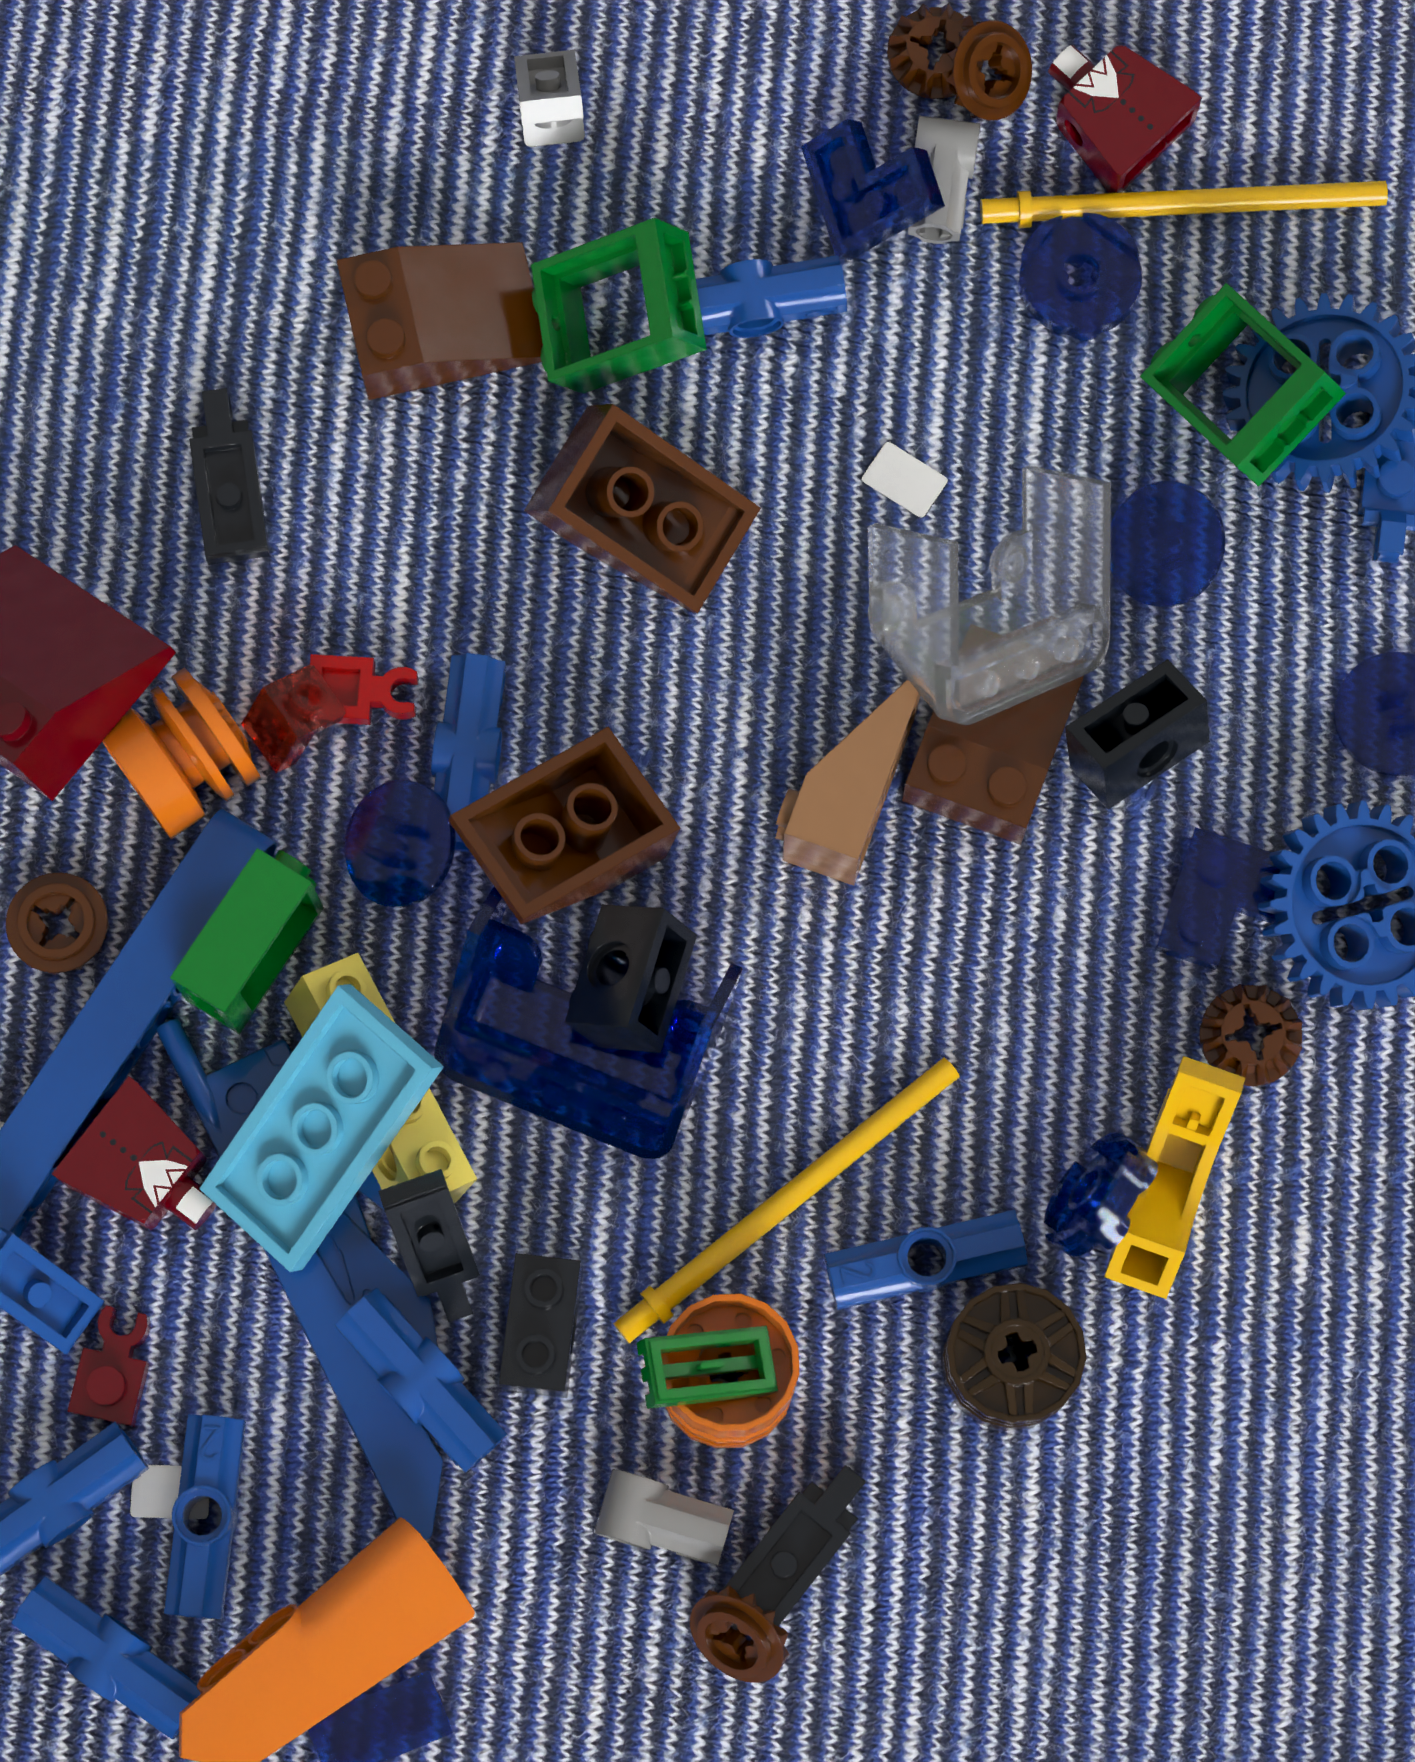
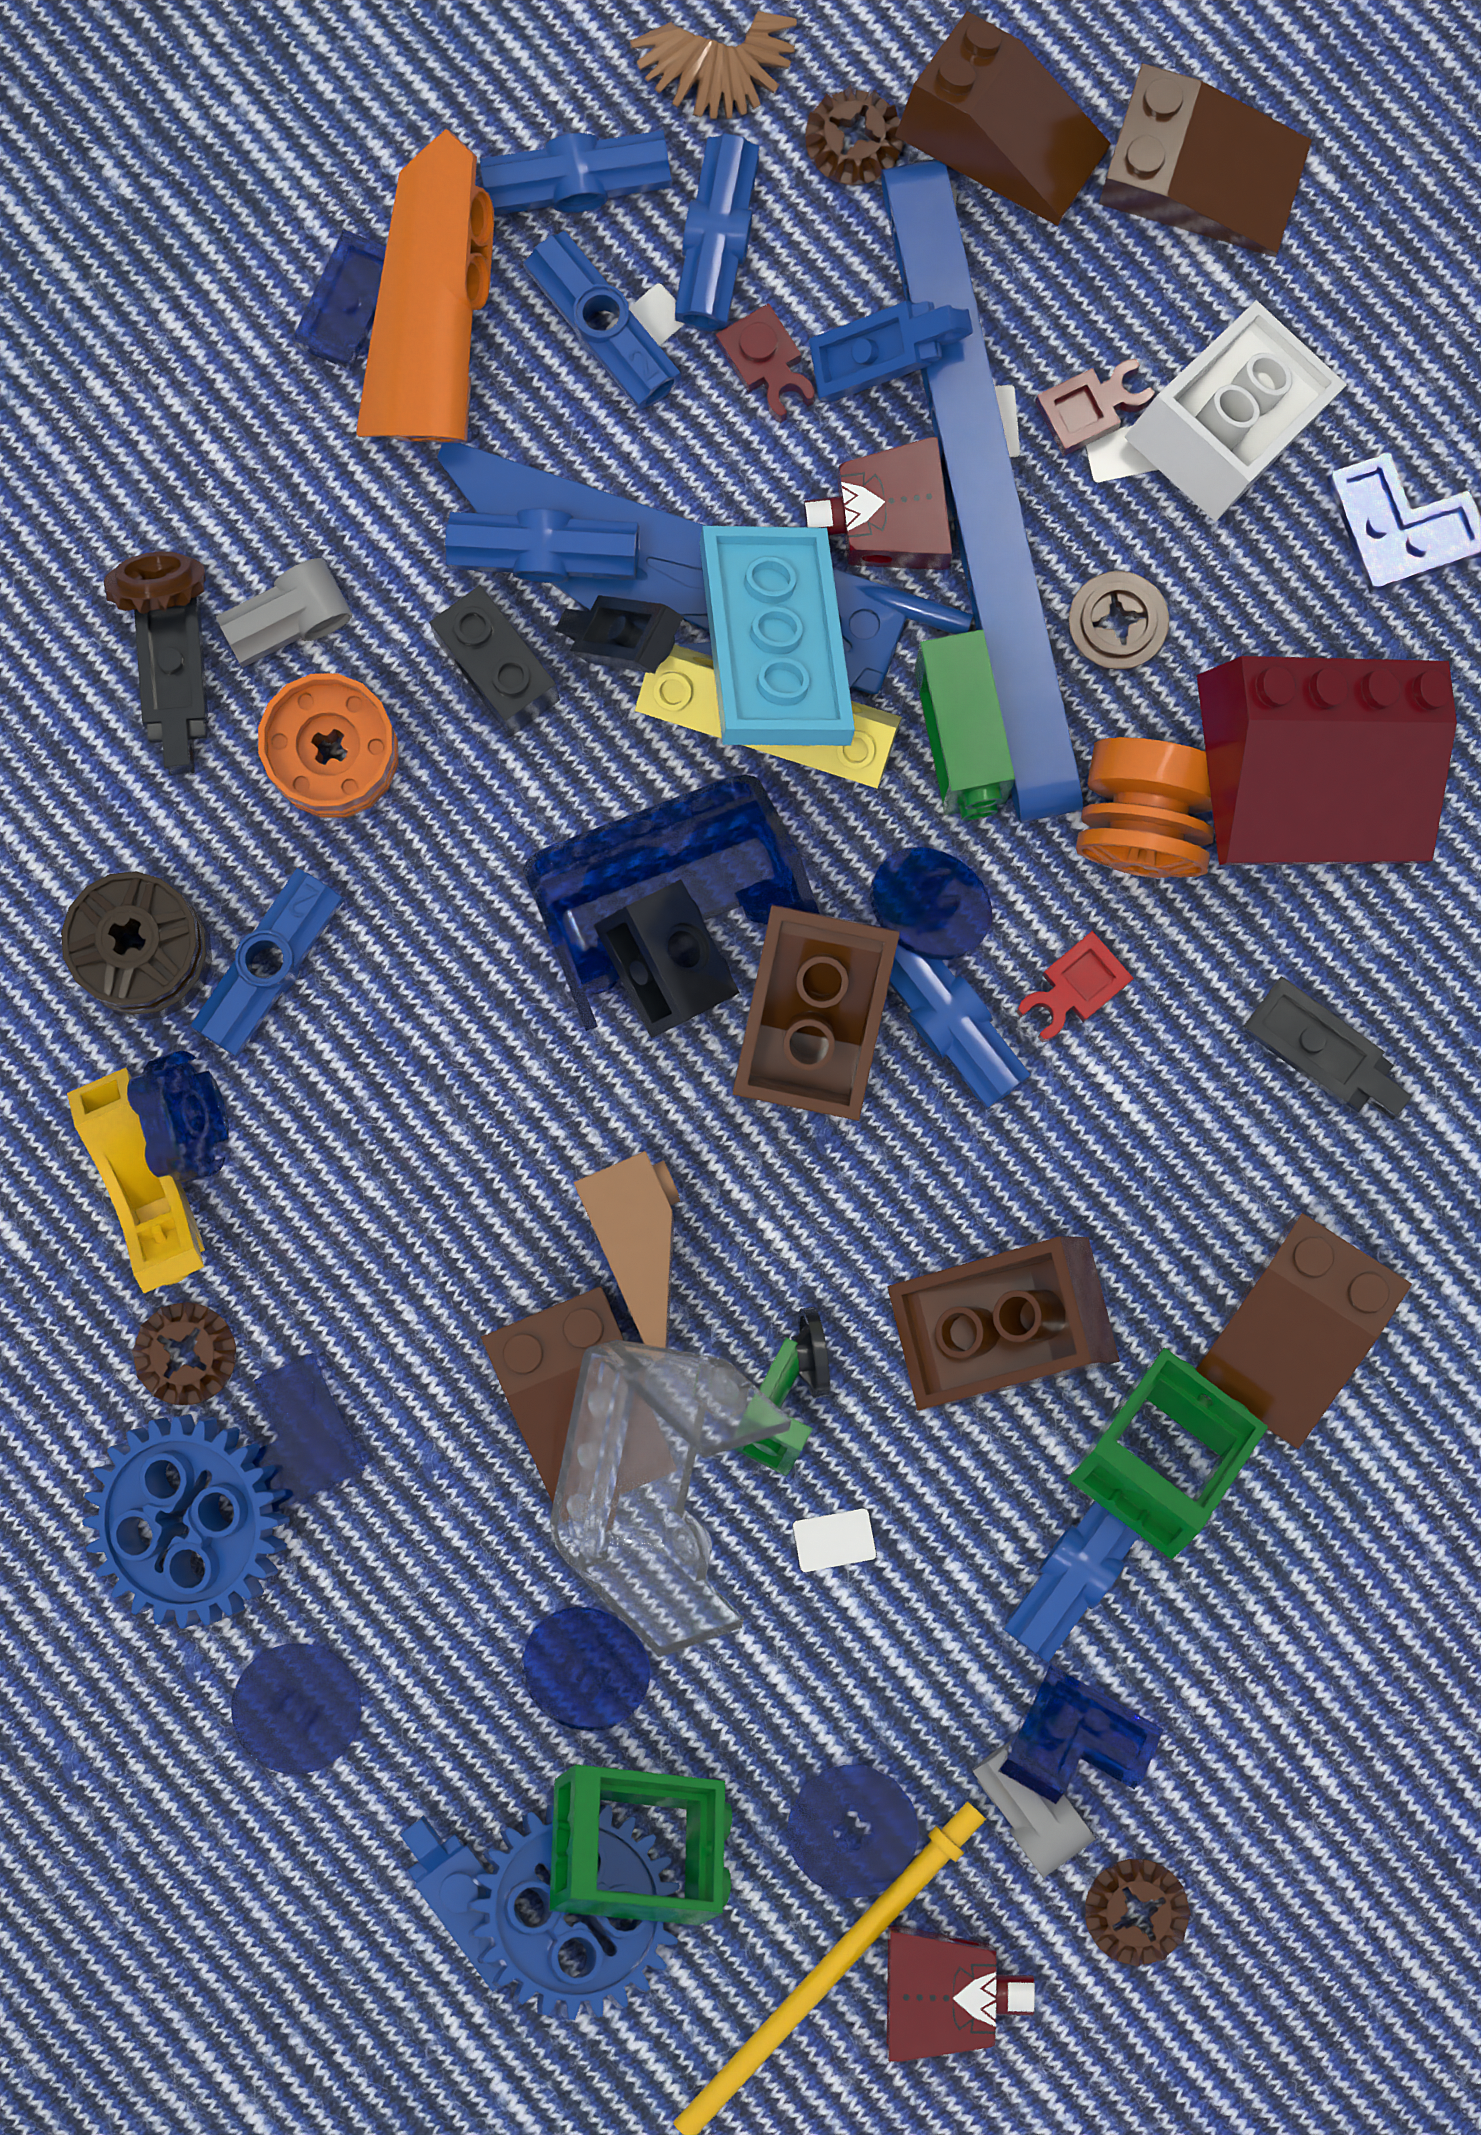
camera: 135 degrees right, 5 degrees up
(290, 714) = (1100, 922): clear red bracket -> none
(550, 98) = (1394, 1583): light grey slope -> none
(656, 1373) = (368, 677): green tile -> none
(659, 1302) = (430, 759): yellow bar -> none
(810, 611) = (801, 1356): none -> green piece
(1005, 55) = (1053, 1915): reddish brown gear -> none
(1137, 734) = (468, 1495): black brick -> none

